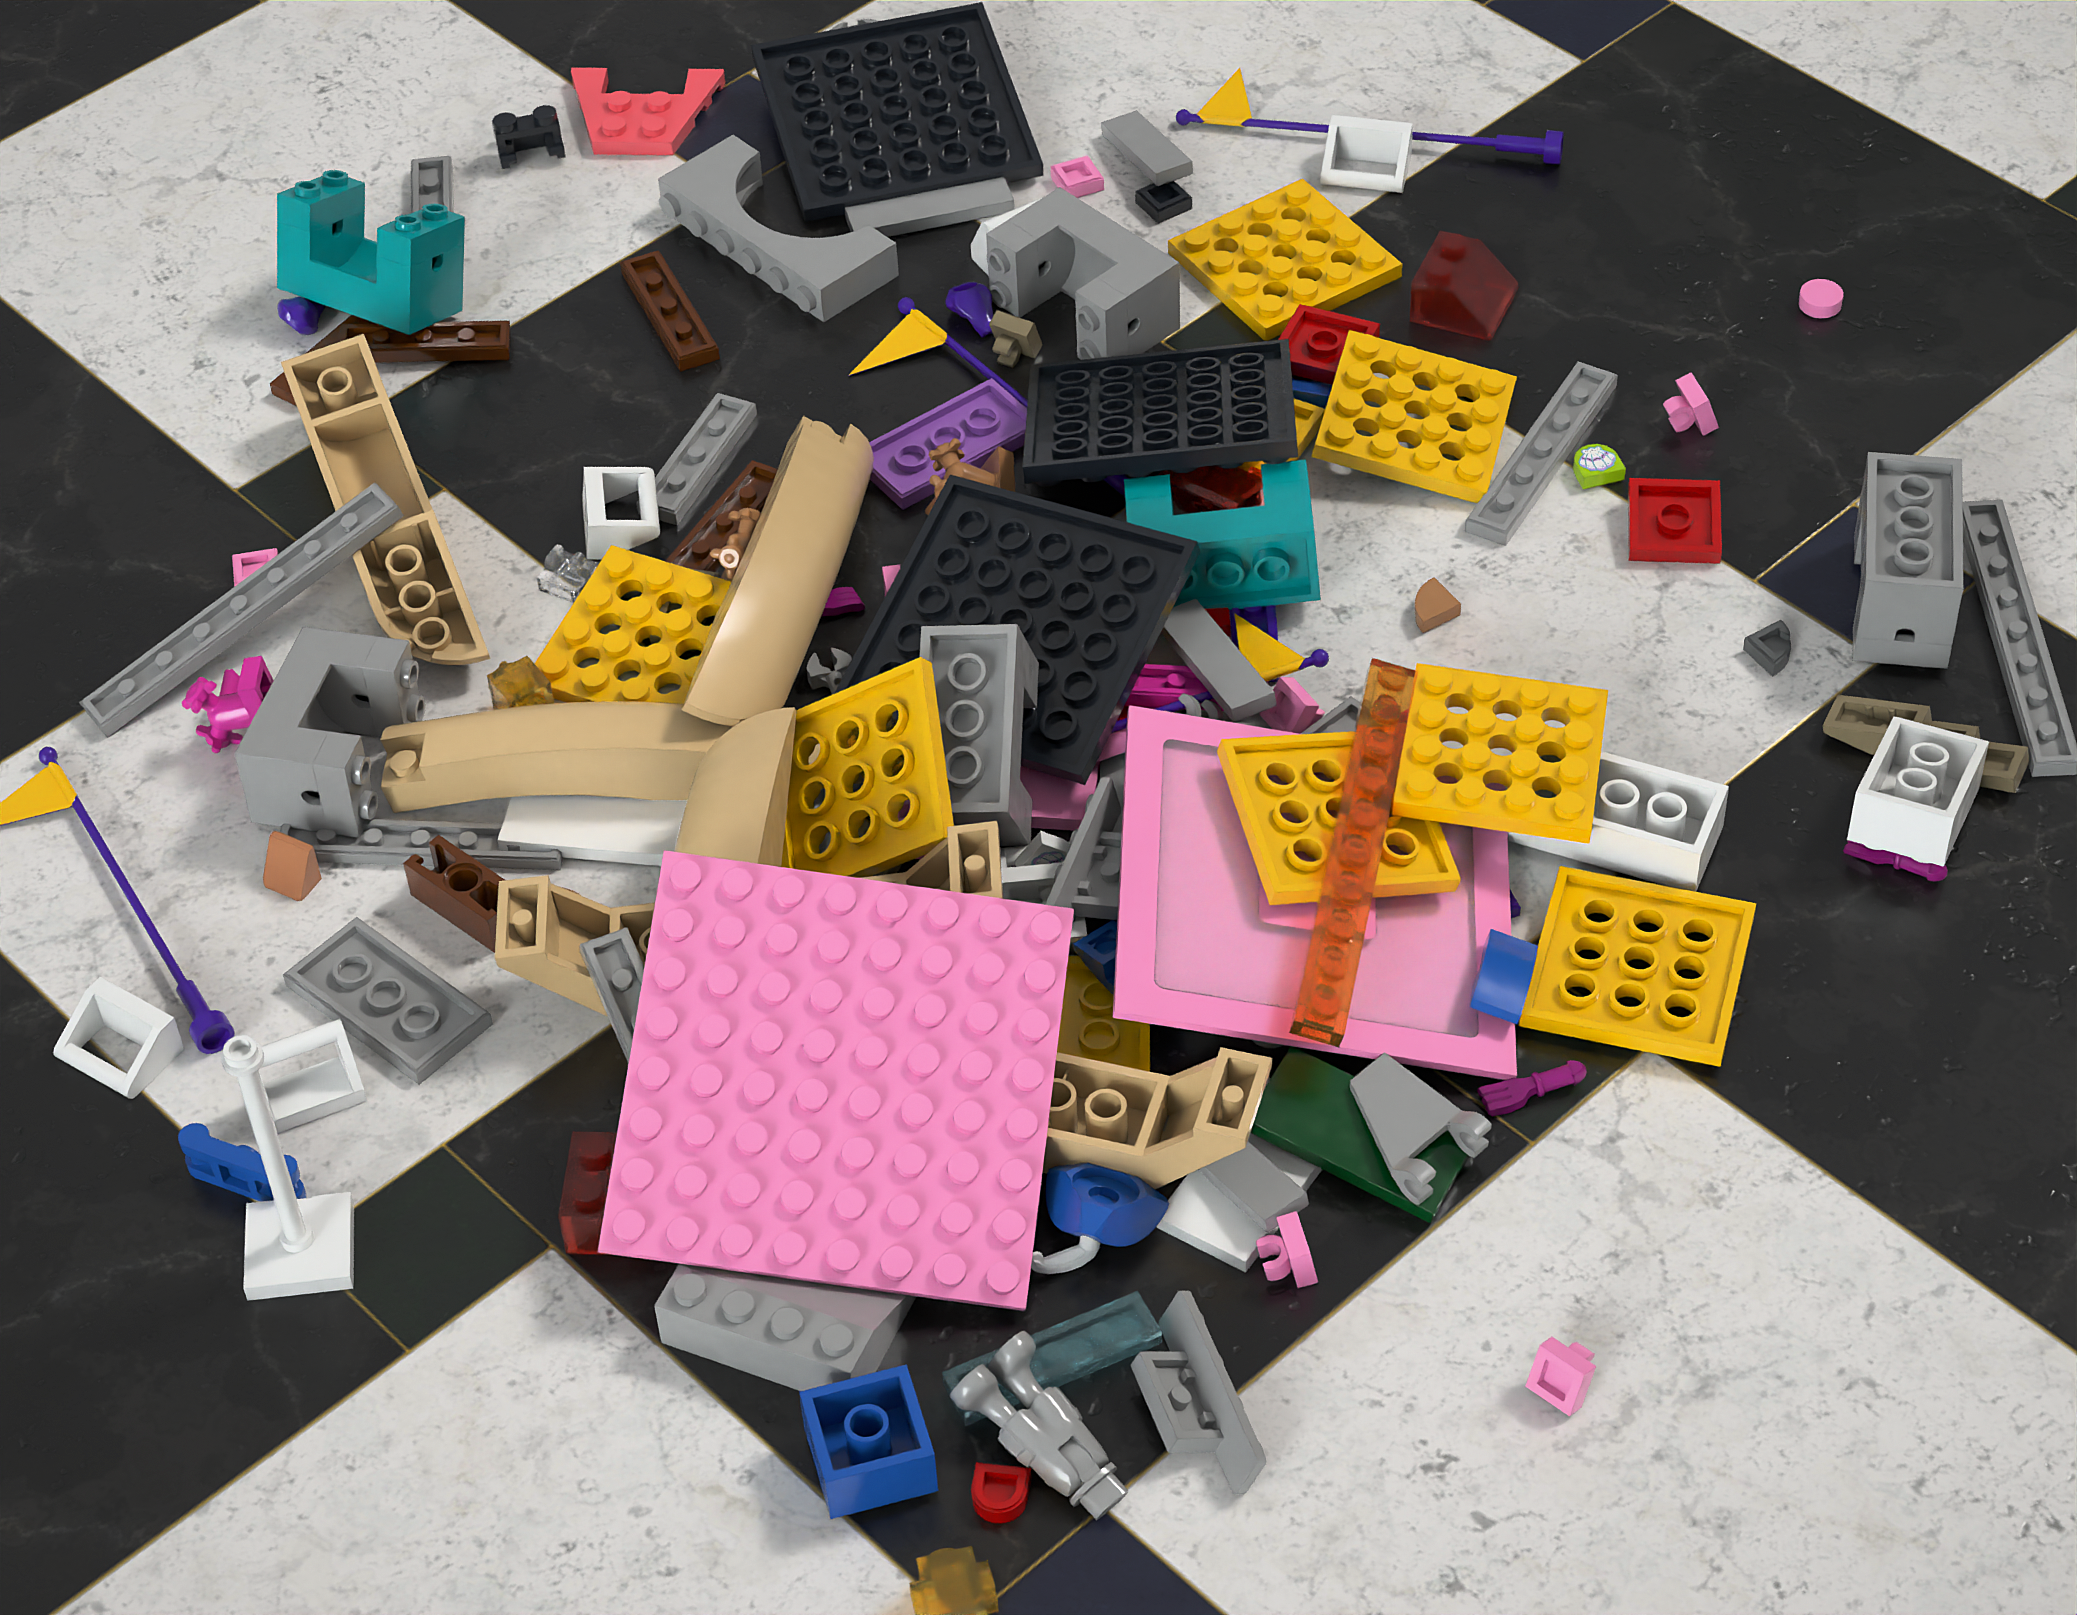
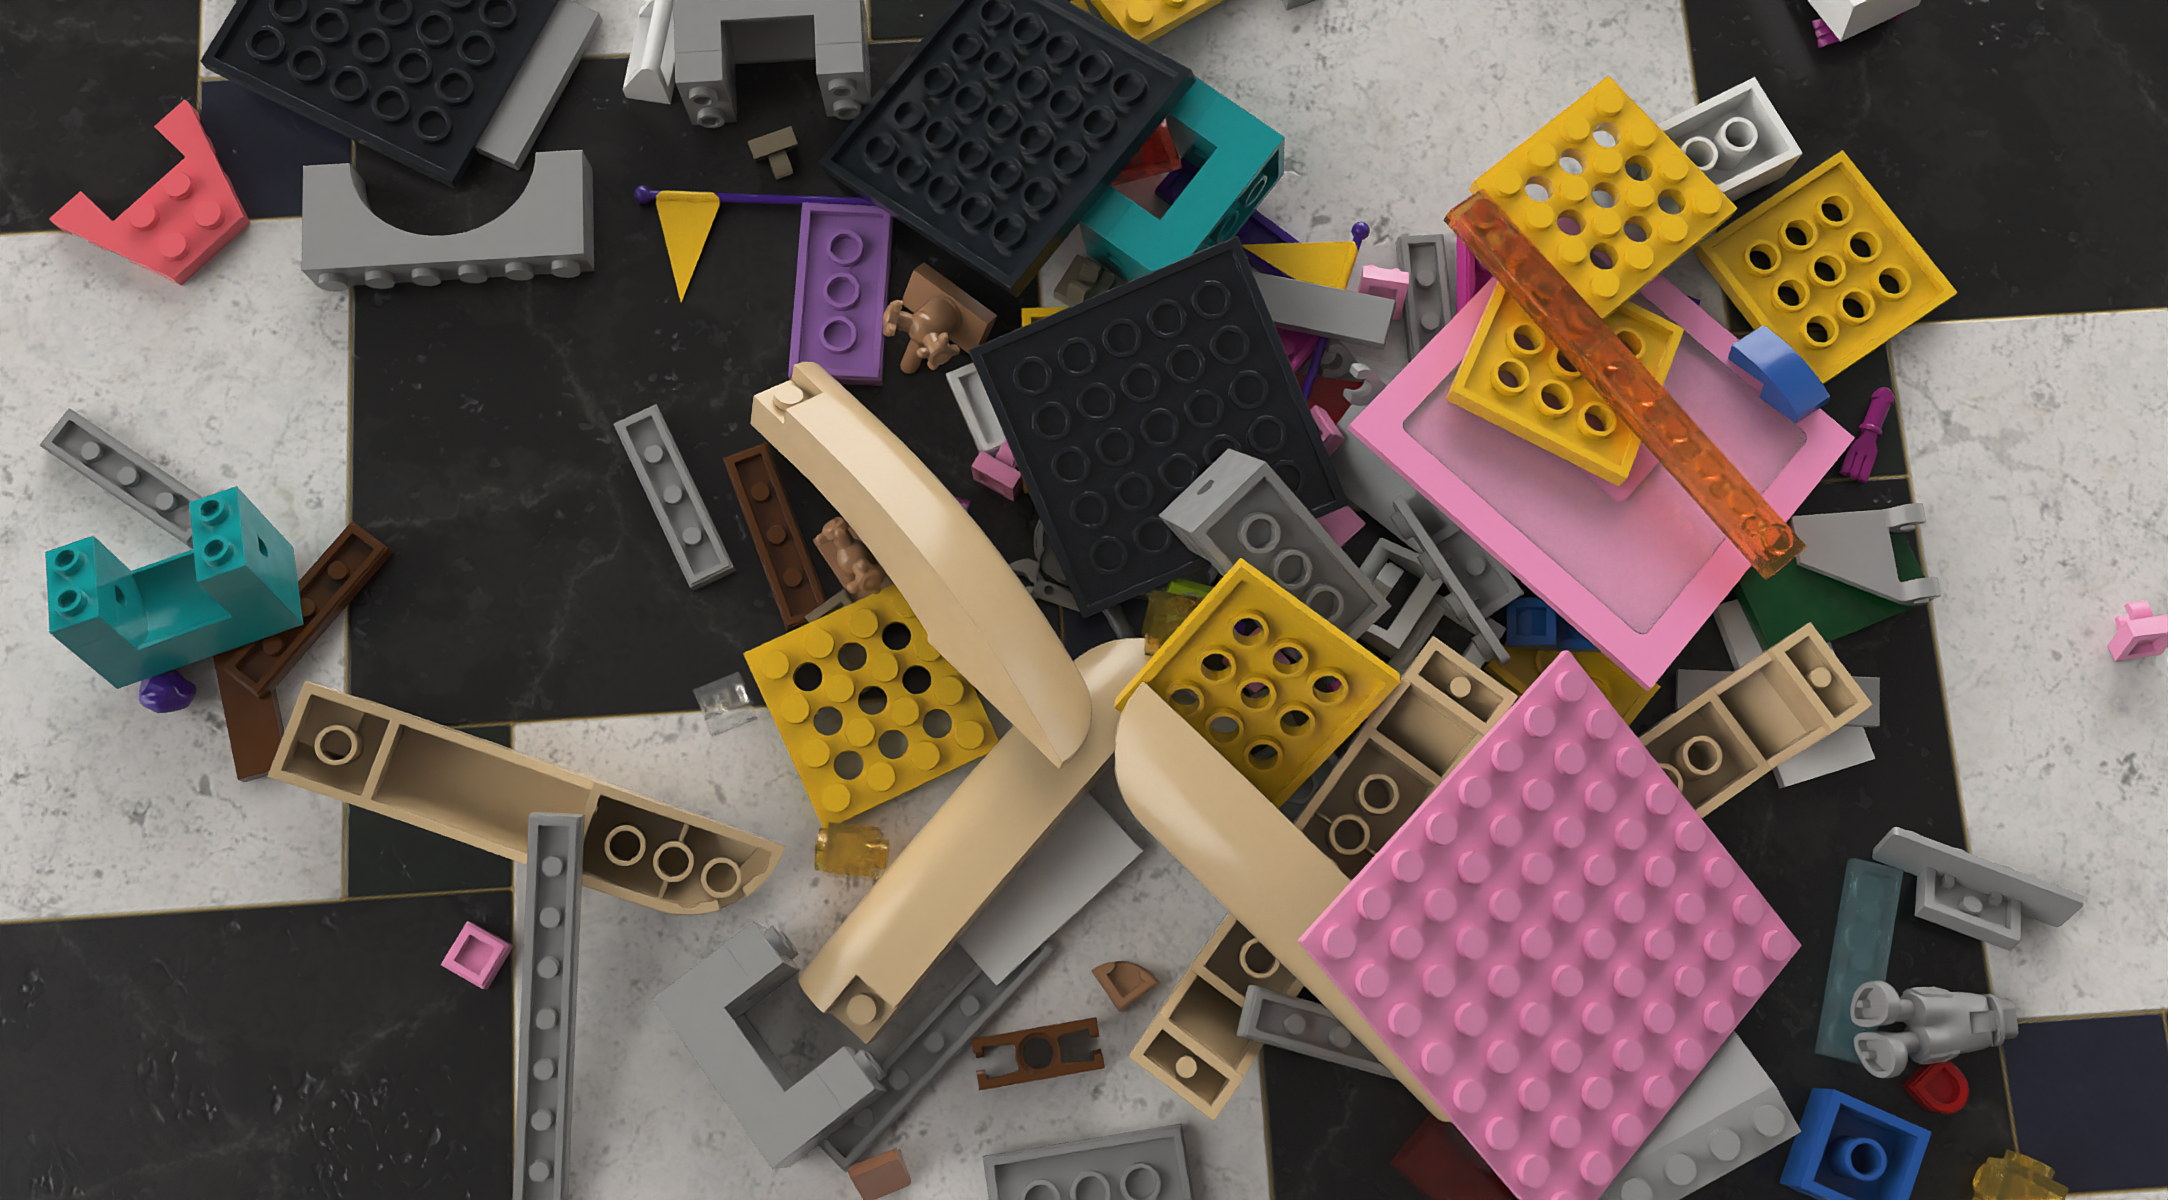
camera: 55 degrees left, 30 degrees up
(234, 706) = (679, 1087): dark pink piece -> none
(527, 133) = (99, 333): black piece -> none
(606, 485) = (678, 632): white tile -> none
(669, 310) = (462, 380): reddish brown tile -> none
(973, 303) = (698, 144): dark purple animal -> none
(1100, 1209) = (1764, 828): blue hat -> none
(1292, 1252) = (1902, 722): bright pink tile -> none
(1434, 605) = (1351, 99): medium nougat tile -> none

